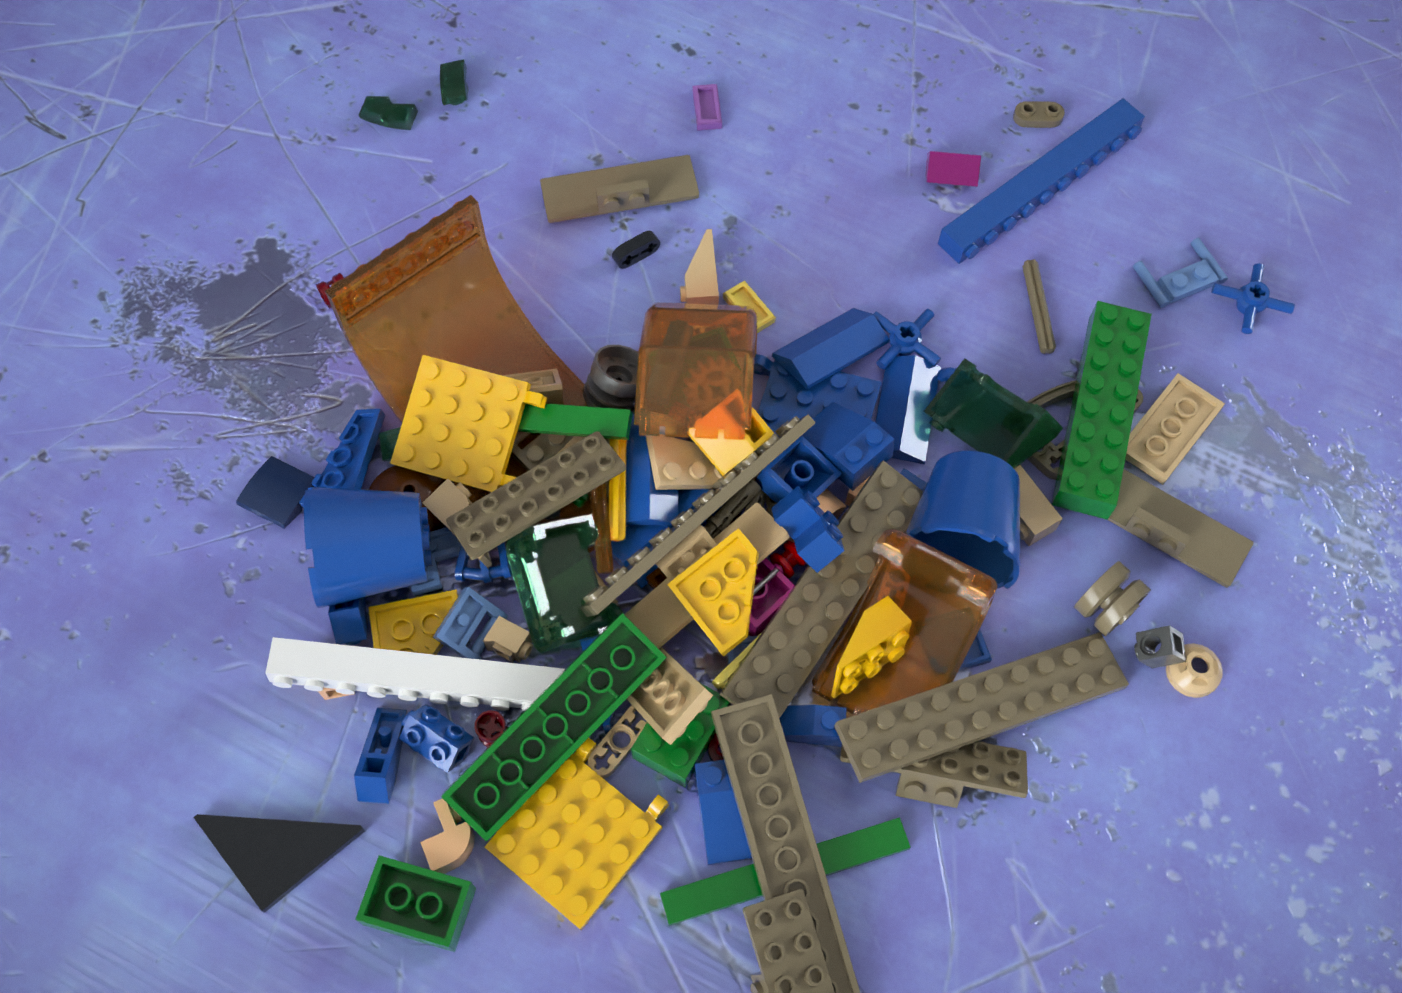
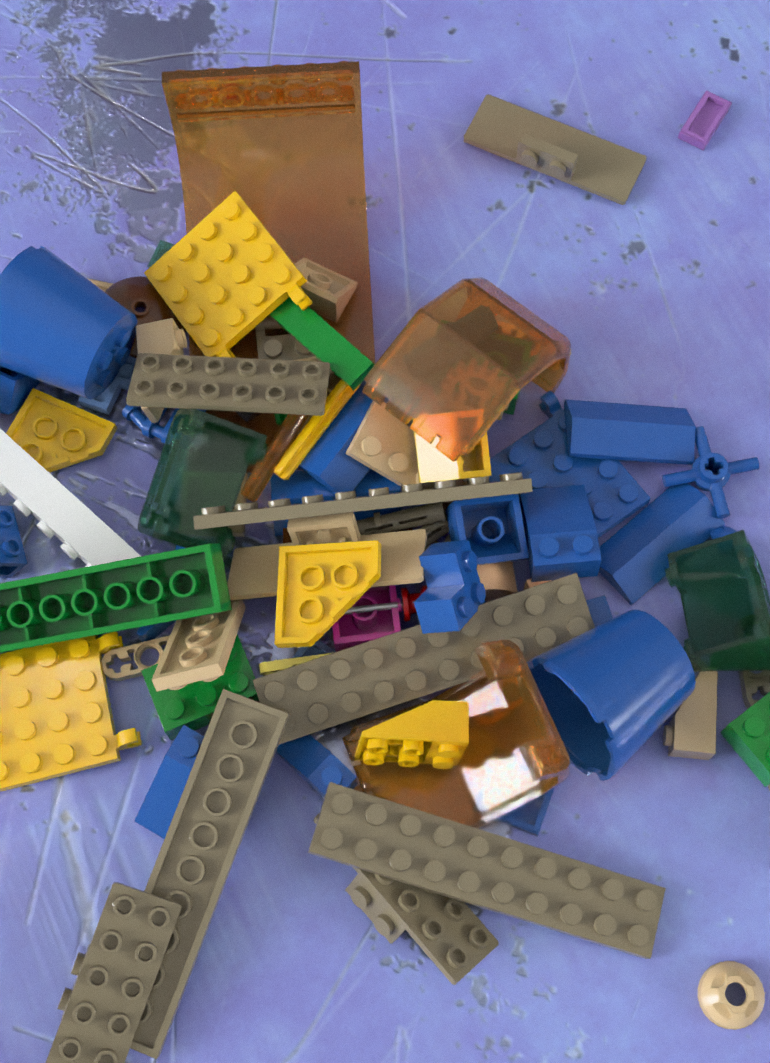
camera: 40 degrees right, 5 degrees up
(275, 492) = (45, 227): dark blue slope -> none
(351, 459) = (120, 247): blue wing -> none
(463, 621) = (96, 455): medium blue plate -> none
(488, 724) = (45, 560): dark red wheel -> none
(508, 640) = (122, 499): tan window -> none
(612, 378) = (386, 321): flat silver wheel -> none
(636, 249) = (521, 217): black beam -> none
(701, 275) = (560, 282): tan slope -> none
(743, 884) = (238, 896): green tile -> none
(745, 296) = (585, 342): light yellow tile -> none
(1115, 602) = (698, 865): dark tan wheel -> none
(1171, 650) = (710, 947): dark grey brick -> none

